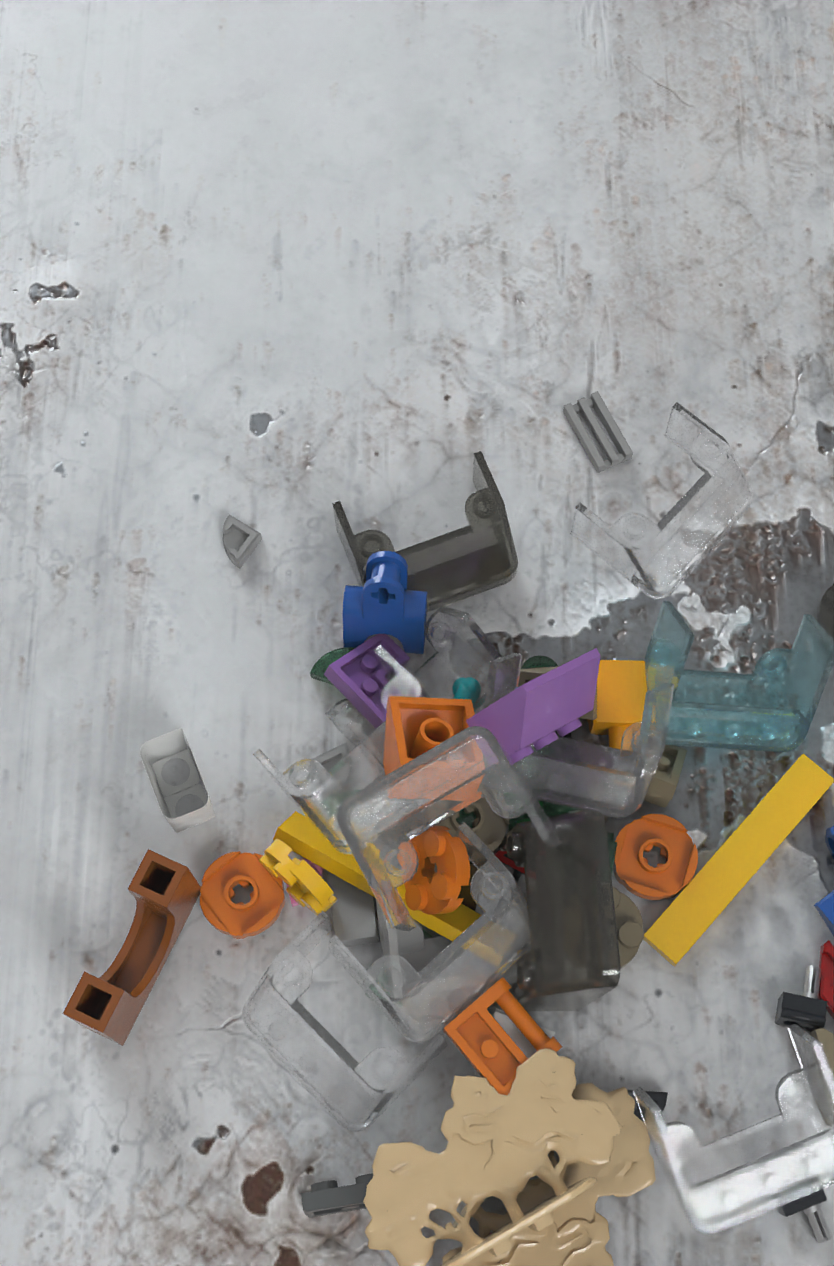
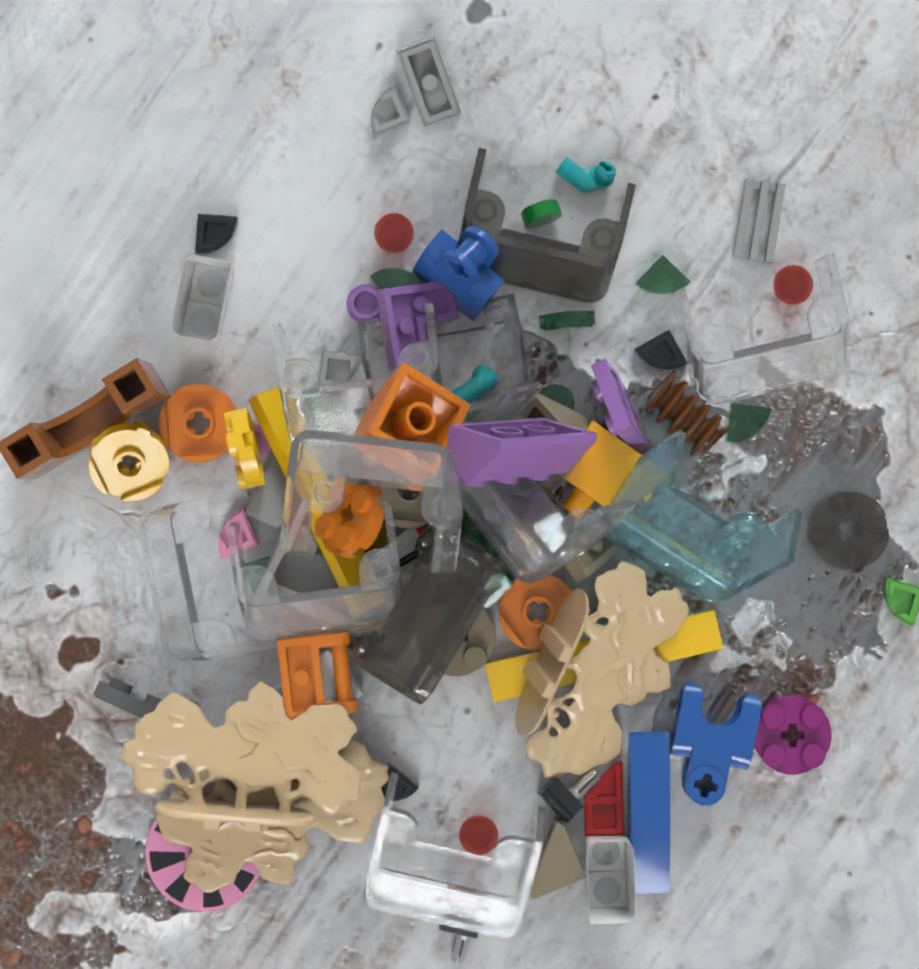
camera: 30 degrees right, 20 degrees up
(151, 722) = (214, 232): none -> black tile
(174, 969) = (132, 440): none -> yellow plate
(254, 495) = (428, 80): none -> light grey slope
(307, 627) = (394, 233): none -> clear red plate
(320, 698) = (363, 303): none -> medium lavender plate
(337, 978) = (248, 536): none -> bright pink tile
(419, 530) = (541, 213): none -> green tile
(438, 486) = (587, 179): none -> teal arm
(497, 600) = (567, 319): none -> clear green tile
(553, 522) = (662, 278): none -> clear green tile
(597, 579) = (661, 352): none -> black tile
(608, 643) = (622, 414): none -> medium lavender wing
(646, 607) = (685, 415): none -> reddish brown piece
(661, 460) = (792, 284): none -> clear red plate
(705, 587) = (745, 421): none -> clear green tile
(753, 1099) = (478, 835): none -> clear red plate
(757, 857) = (609, 670): none -> tan plant

